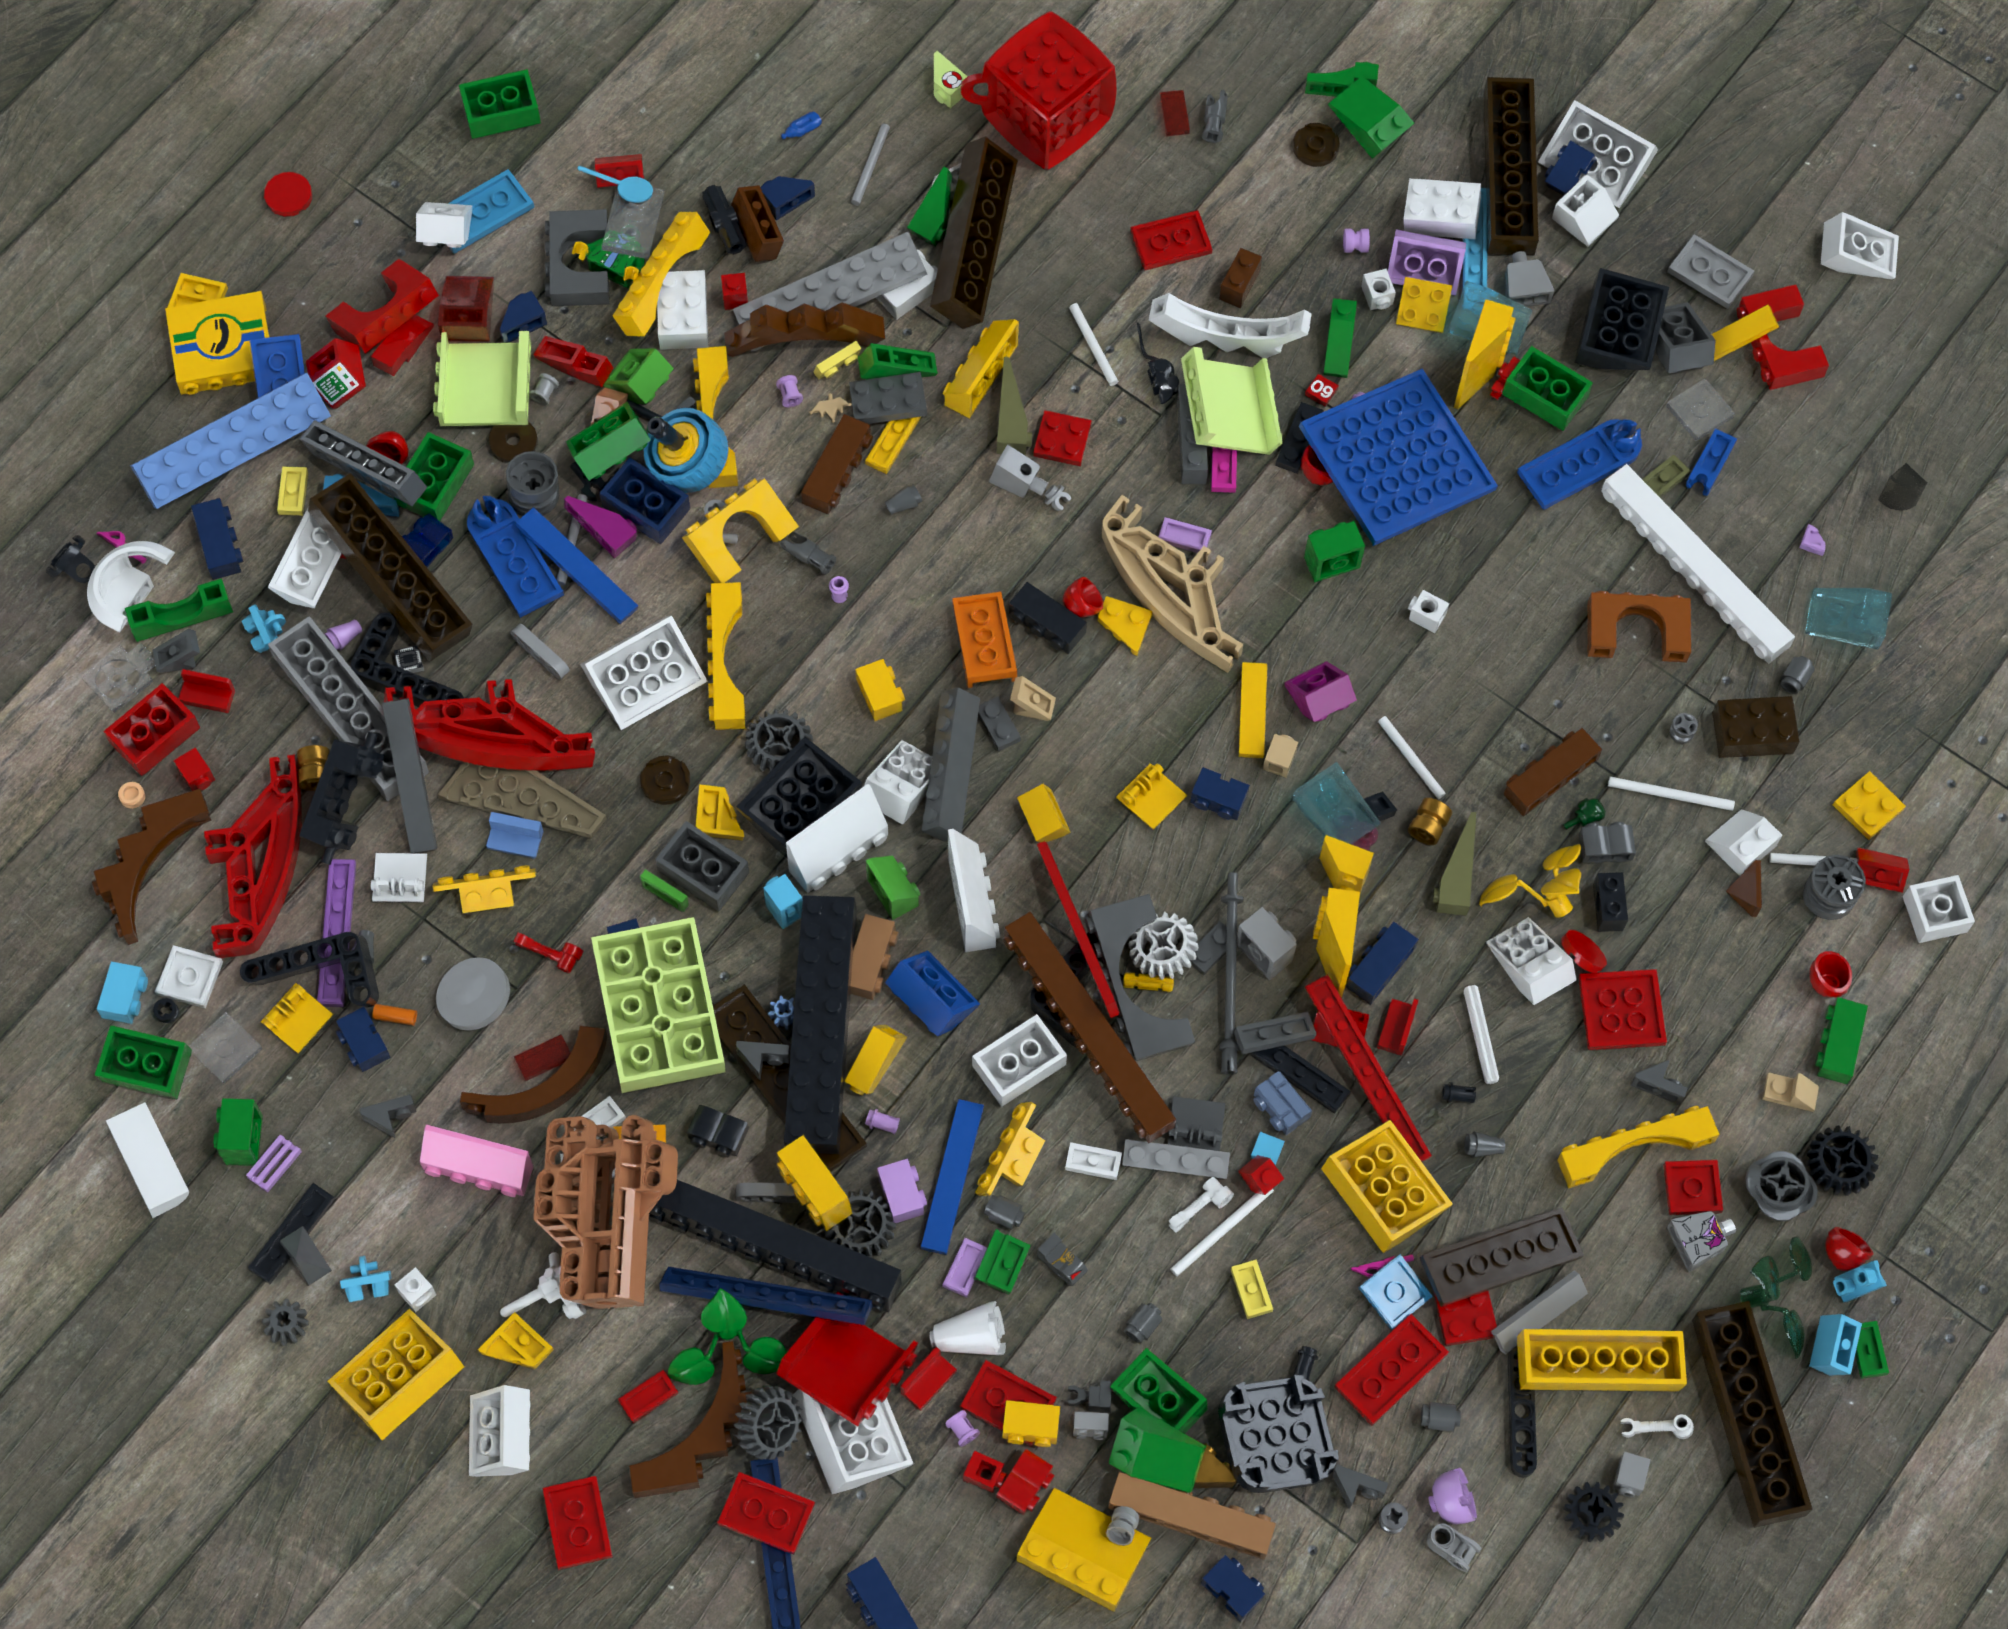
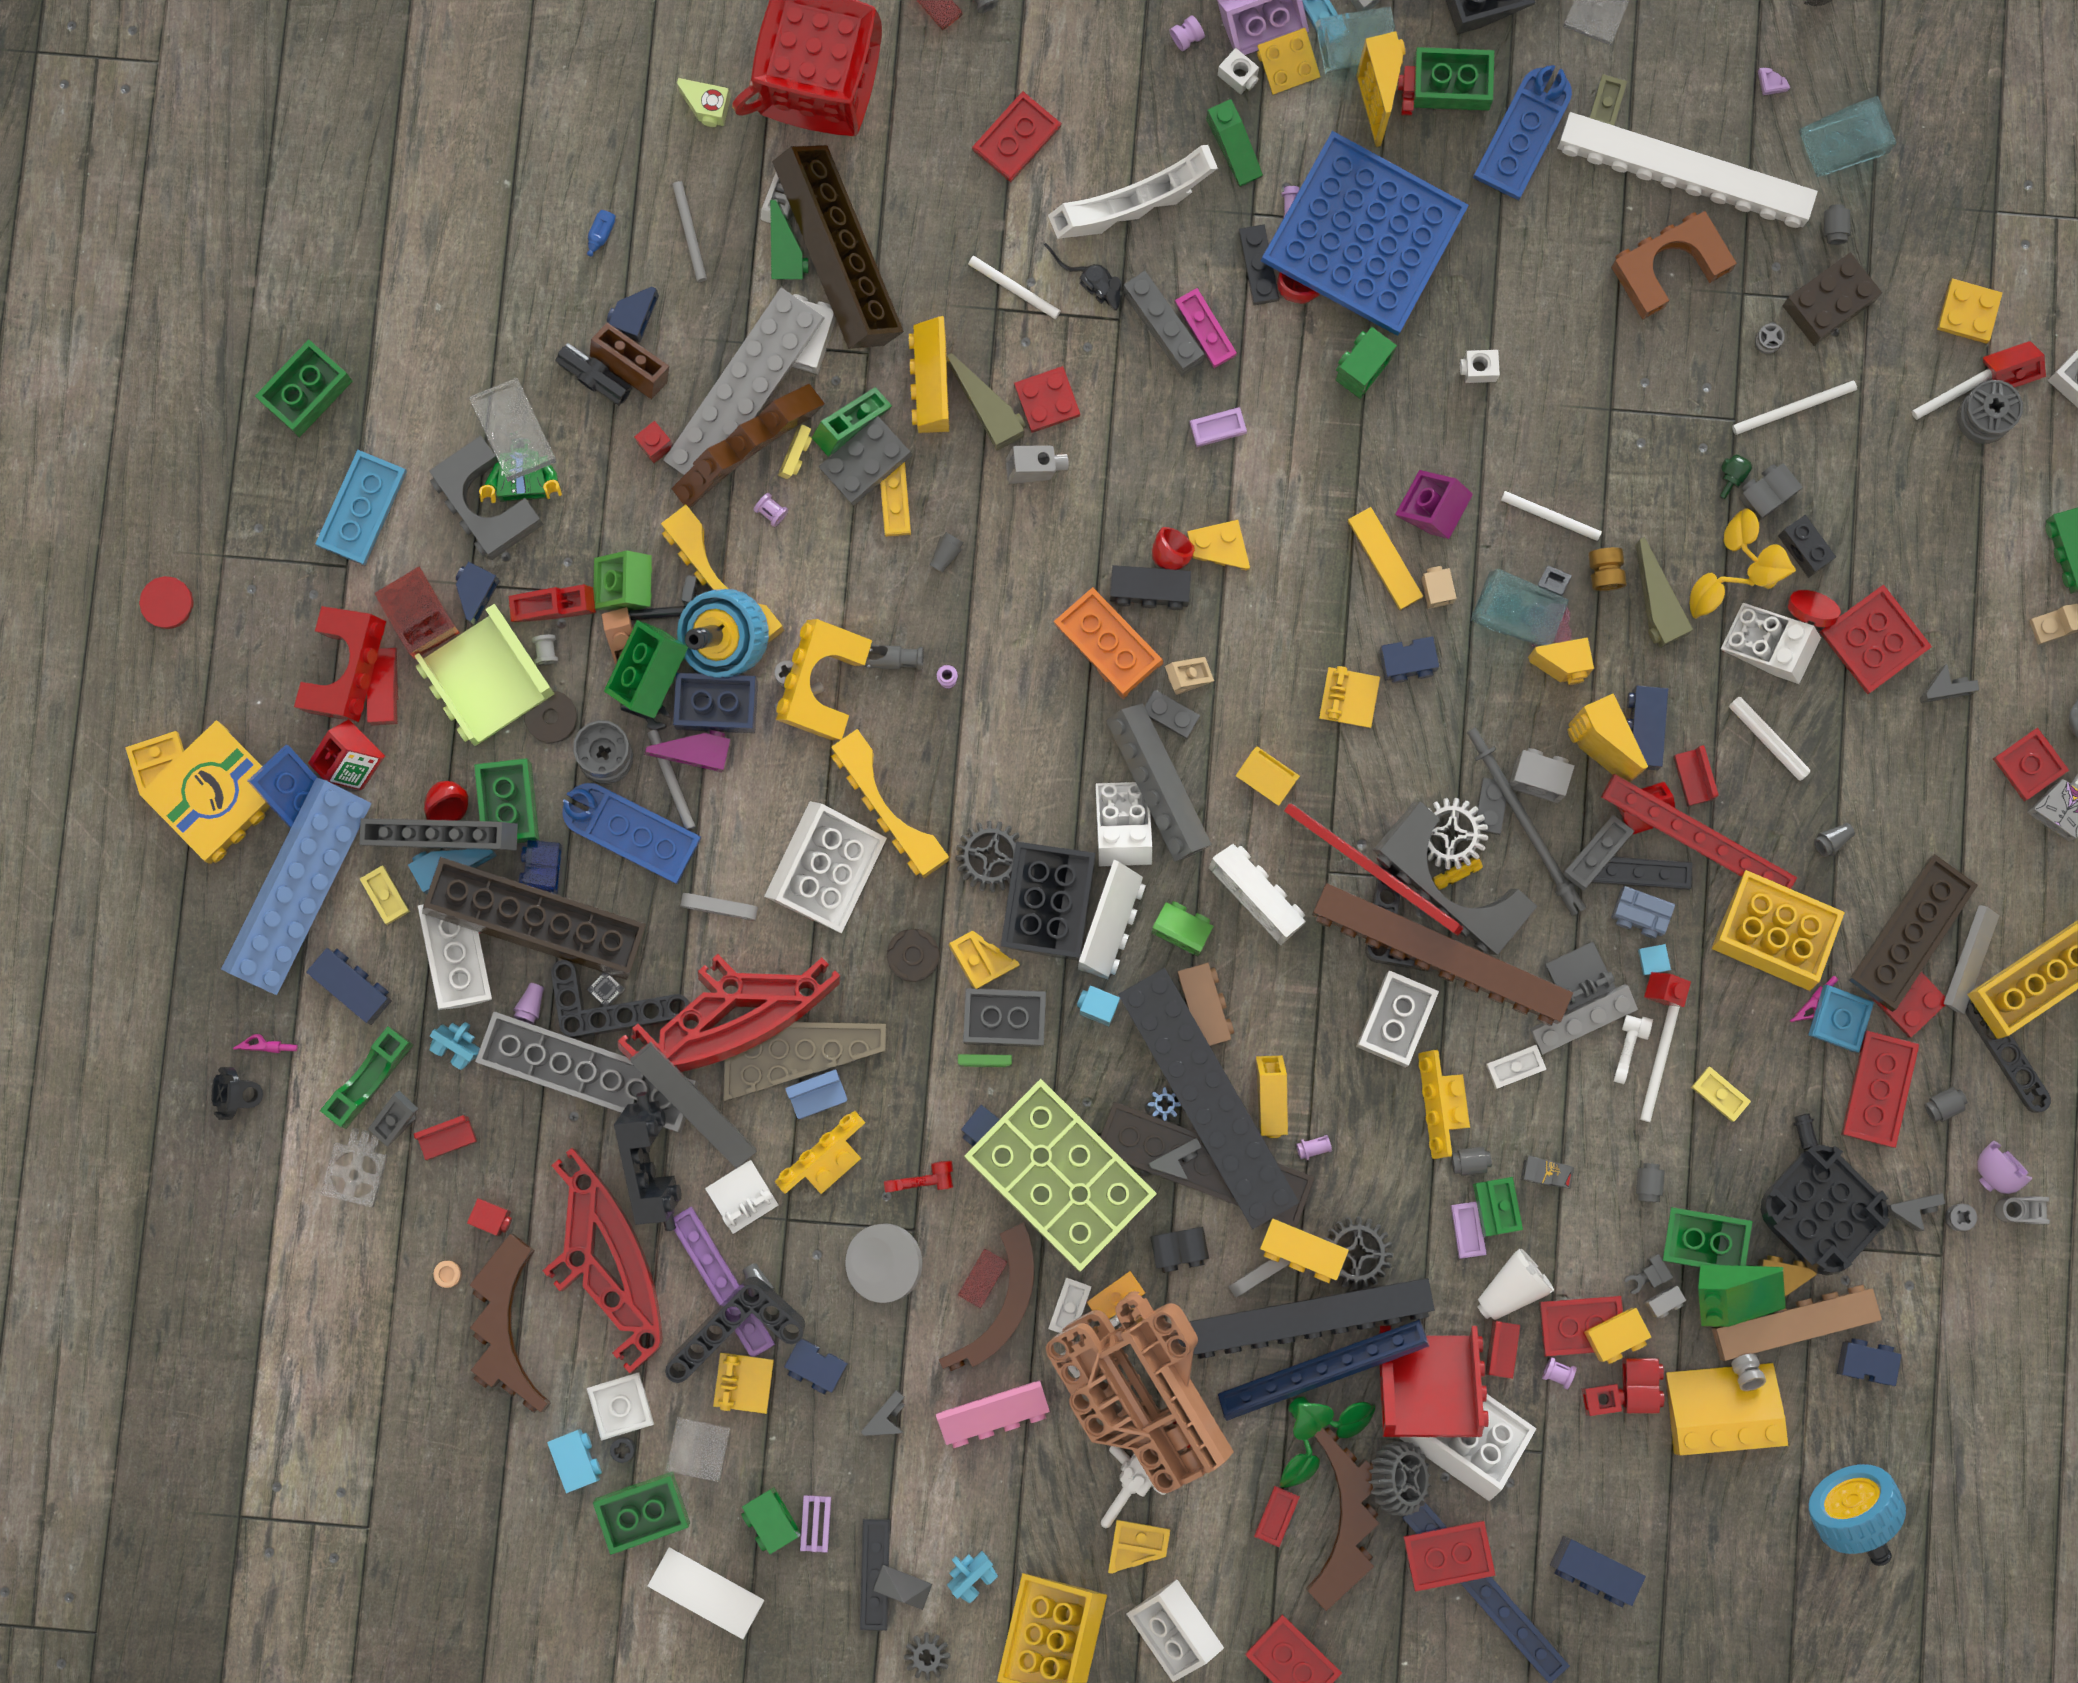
camera: 30 degrees left, 15 degrees up
(119, 585) = (298, 1090): white piece -> none
(152, 729) = (425, 1205): red brick -> none
(311, 764) = (595, 1146): pearl gold wheel -> none
(394, 1014) = (826, 1324): orange axle -> none
(415, 1289) = (1019, 1556): white brick -> none
(443, 224) = (339, 545): white slope -> none
(576, 565) = (695, 804): blue tile -> none
(618, 168) = (460, 383): red panel -> none
(631, 188) = (487, 397): medium azure piece -> none
(639, 305) = (580, 513): yellow arch -> none
(683, 311) = (618, 491): white brick -> none
(830, 407) = (817, 500): tan piece -> none
(836, 464) = (862, 555): reddish brown brick -> none
(879, 689) = (1047, 750): yellow brick -> none
(901, 1190) = (1371, 1199): lavender brick -> none
(931, 992) = (1280, 1003): blue slope -> none
(952, 1177) = (1404, 1157): blue tile -> none
(1053, 495) = (1077, 462): light grey plate -> none
(1188, 623) = (1277, 511): tan piece -> none
(1231, 404) = (1183, 273): yellowish green panel -> none
(1240, 278) = (1107, 138): reddish brown brick -> none
(1321, 390) = (1249, 204): red tile -> none
(1458, 1093) = (1784, 805): black pin -> none
(1552, 771) = (1683, 453): reddish brown brick -> none
(1687, 1130) = (1931, 798): yellow arch -> none
(1712, 460) = (1639, 58): blue plate -> none
(1744, 840) = (1884, 414): white slope -> none
(1747, 889) = (1915, 457): reddish brown slope -> none
(1830, 974) = (2034, 496): red hat -> none

